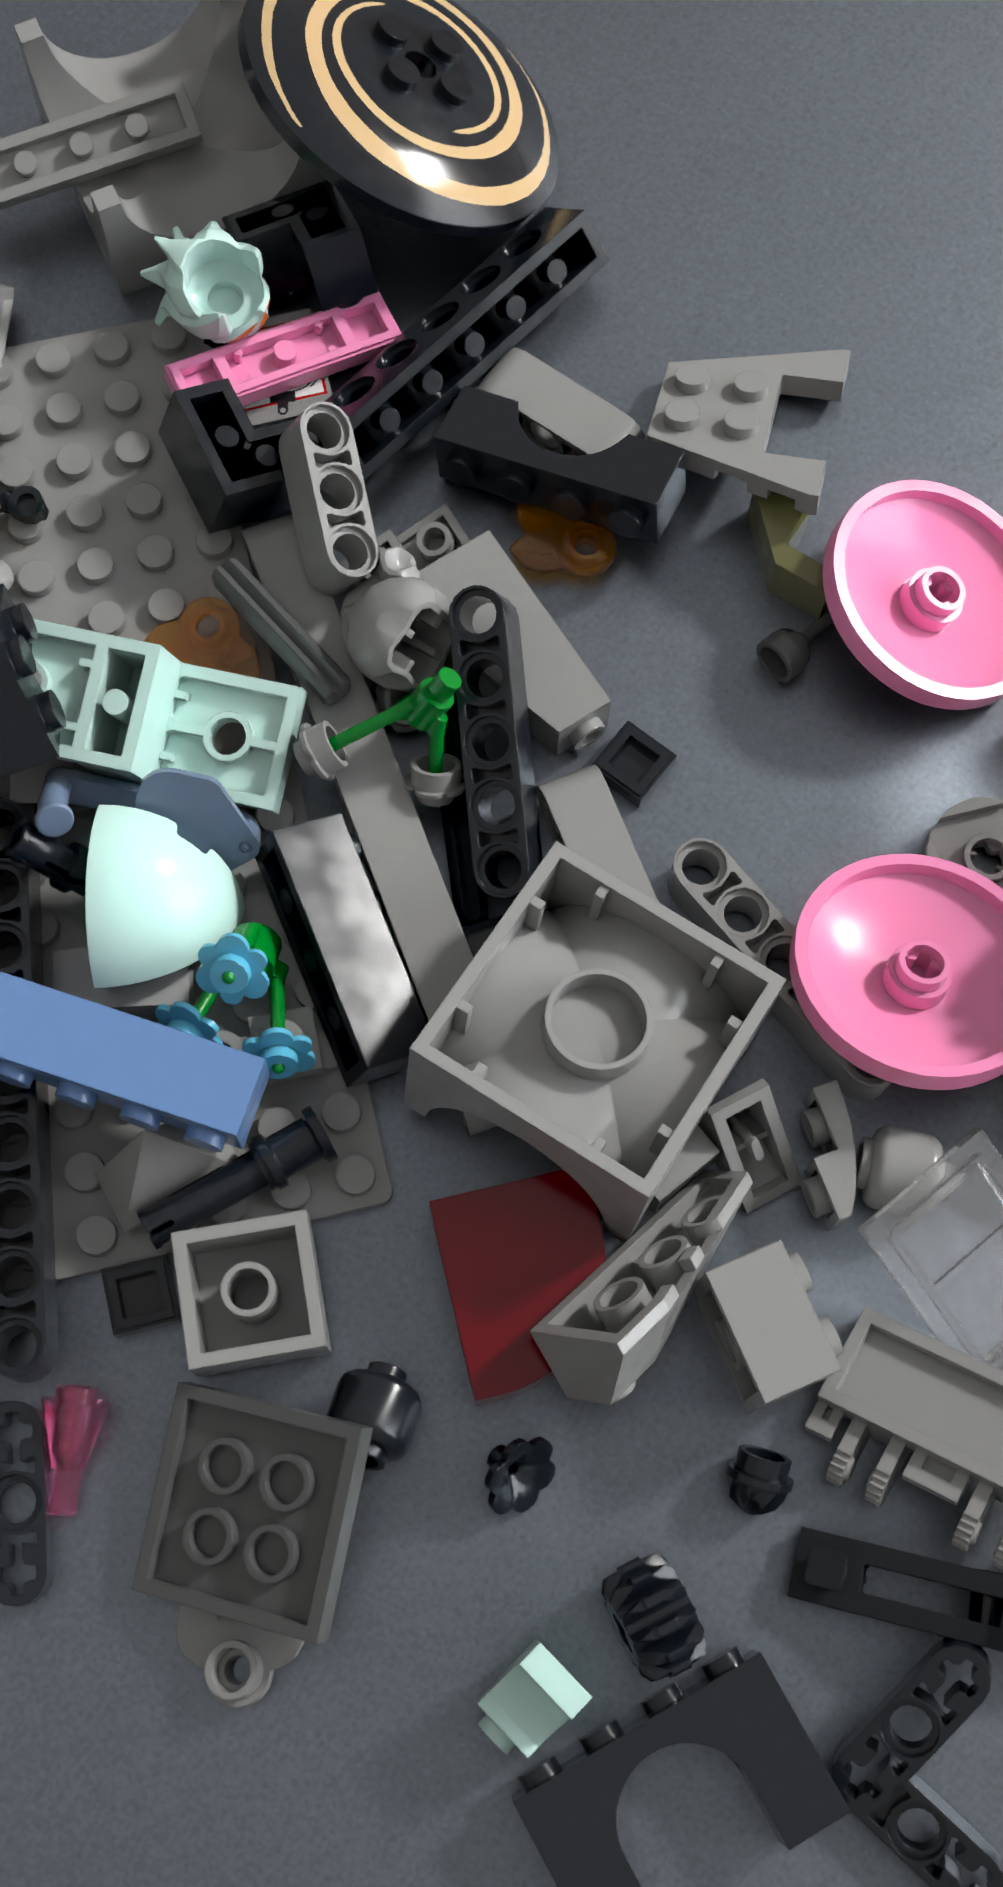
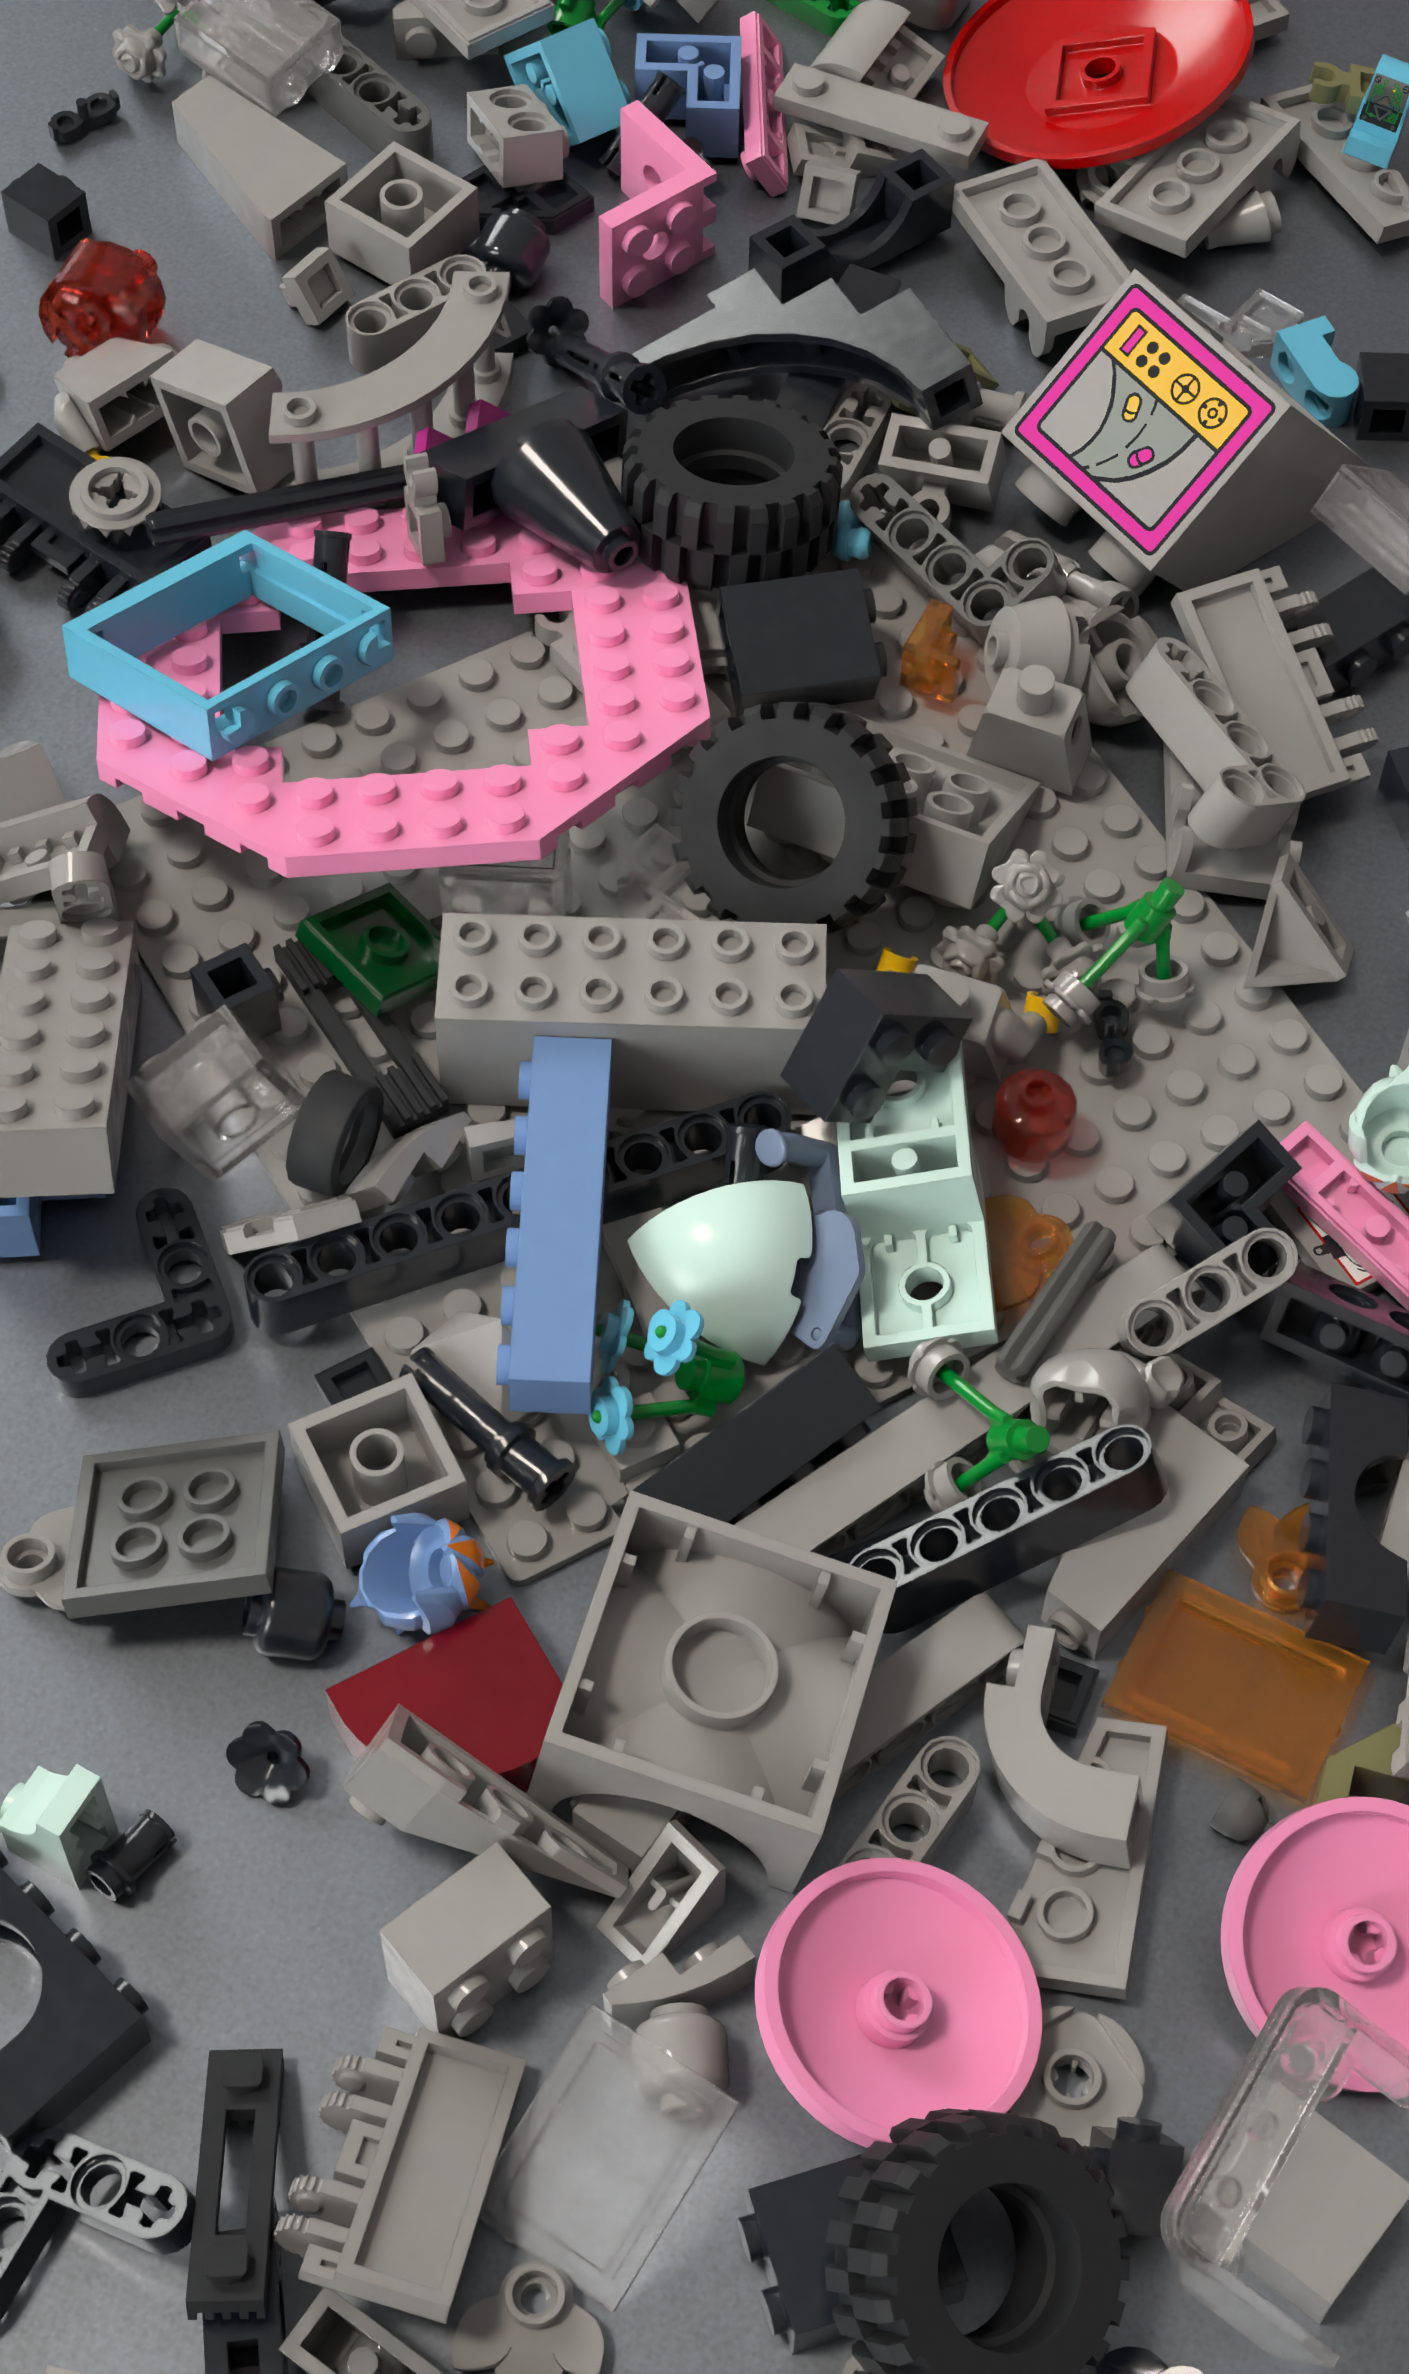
camera: 75 degrees right, 15 degrees down
(71, 1430) = (219, 1365): clear pink cone -> none
(76, 586) = (1034, 1115): none -> clear red head
(387, 1279) = (421, 1574): none -> medium blue hair
(575, 1631) = (130, 1855): none -> black pin
(654, 1617) = (156, 1912): black gear -> none
(670, 619) = (1236, 1685): none -> clear orange piece
(725, 796) = (1063, 1801): none -> light grey arch
(759, 1479) = (320, 1992): black plate -> none
(803, 783) = (1083, 1914): none -> light grey wing

